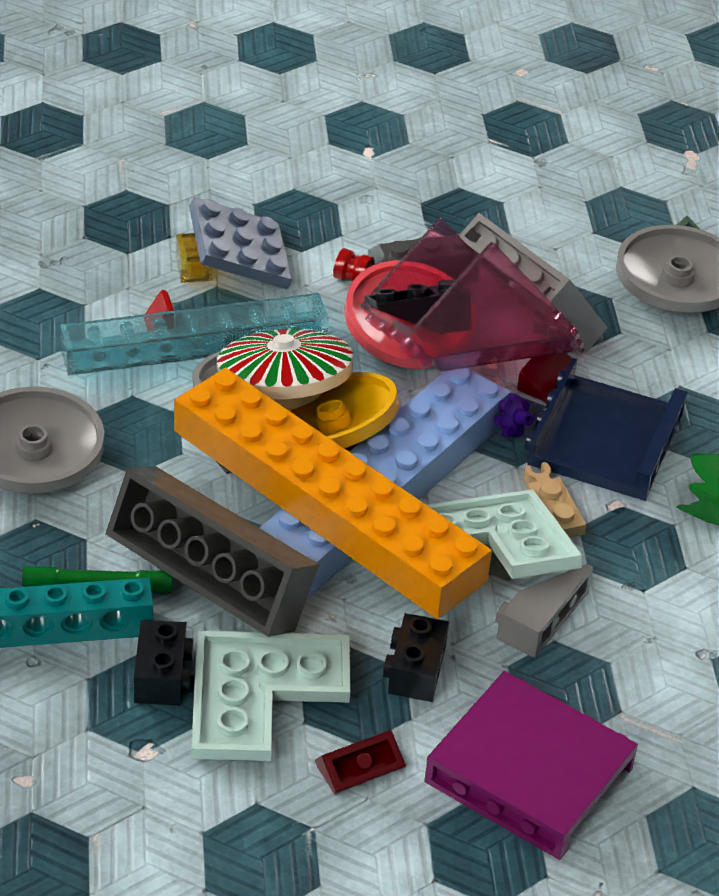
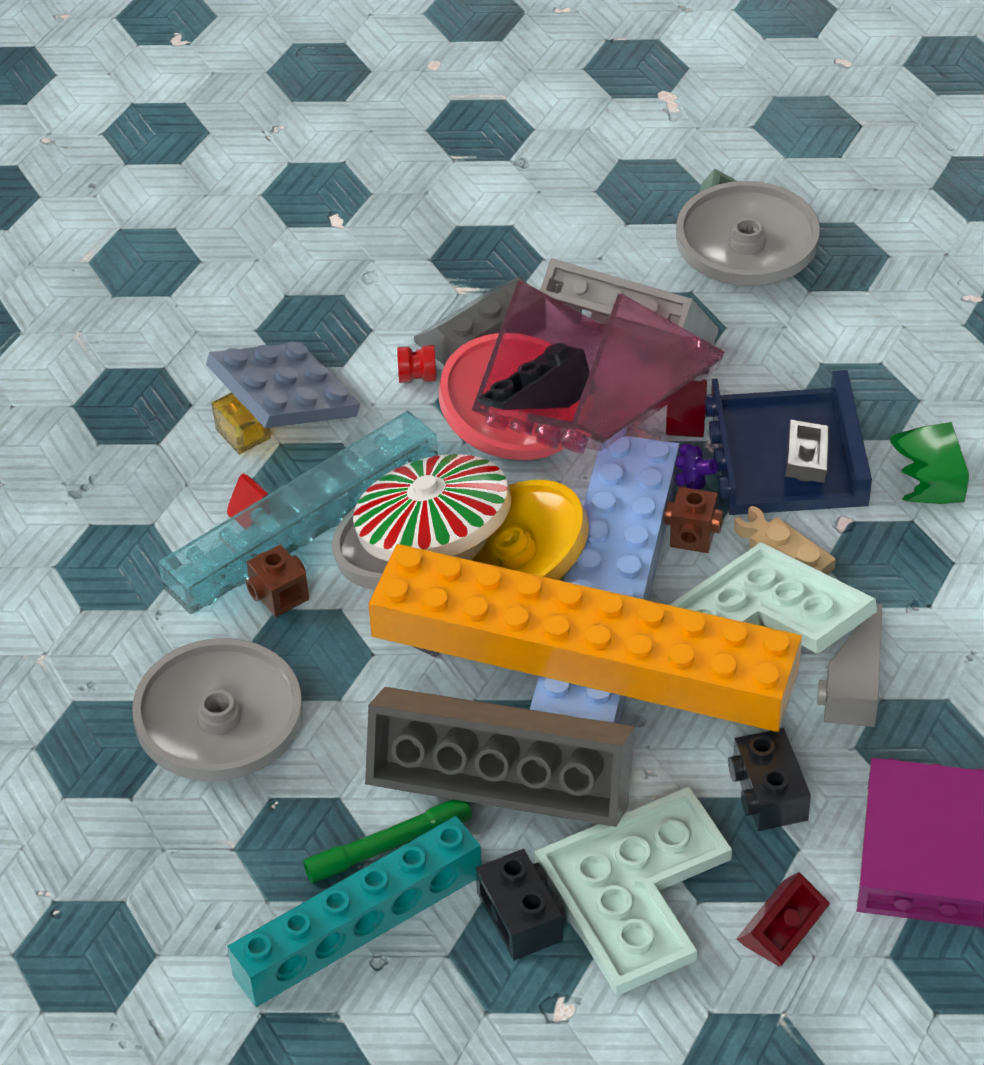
camera: 20 degrees left, 5 degrees up
(140, 372) = (277, 580): none -> copper brick
(489, 452) = (693, 519): none -> copper brick
(614, 438) = (807, 451): none -> plate

